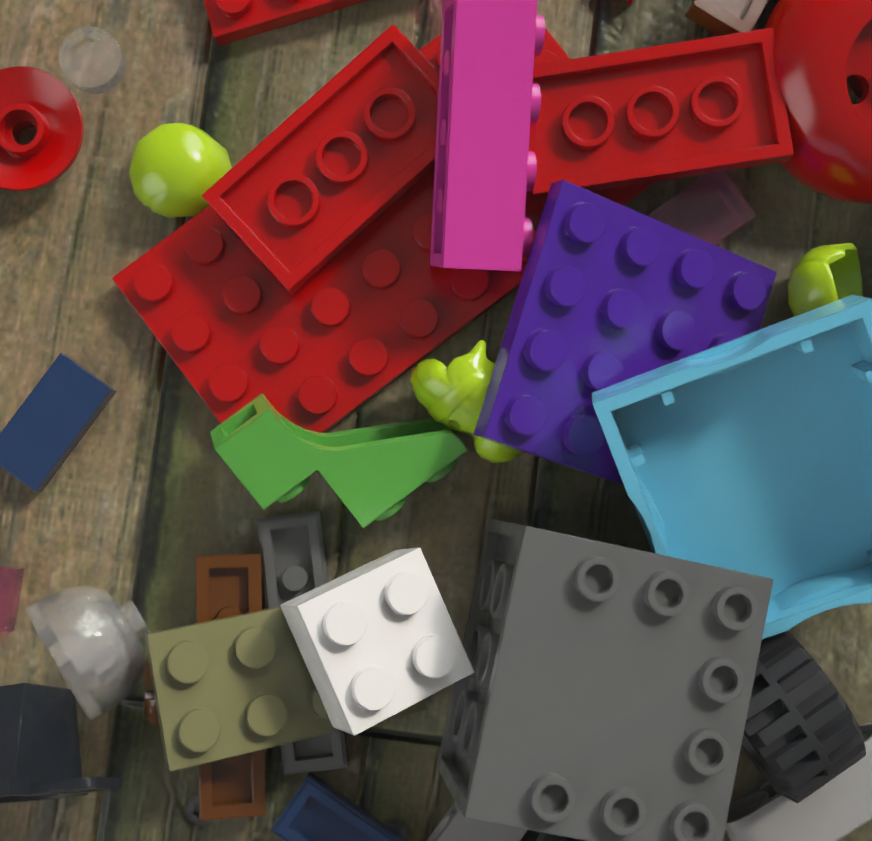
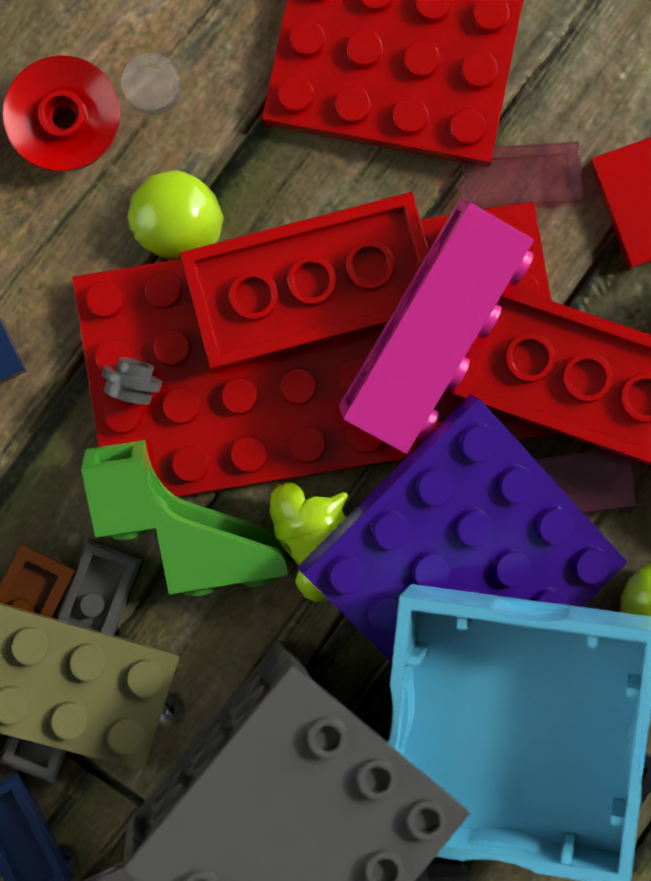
camera: 30 degrees right, 0 degrees up
(219, 343) = (131, 381): none -> dark grey plate
(377, 640) = (131, 692): white brick -> none

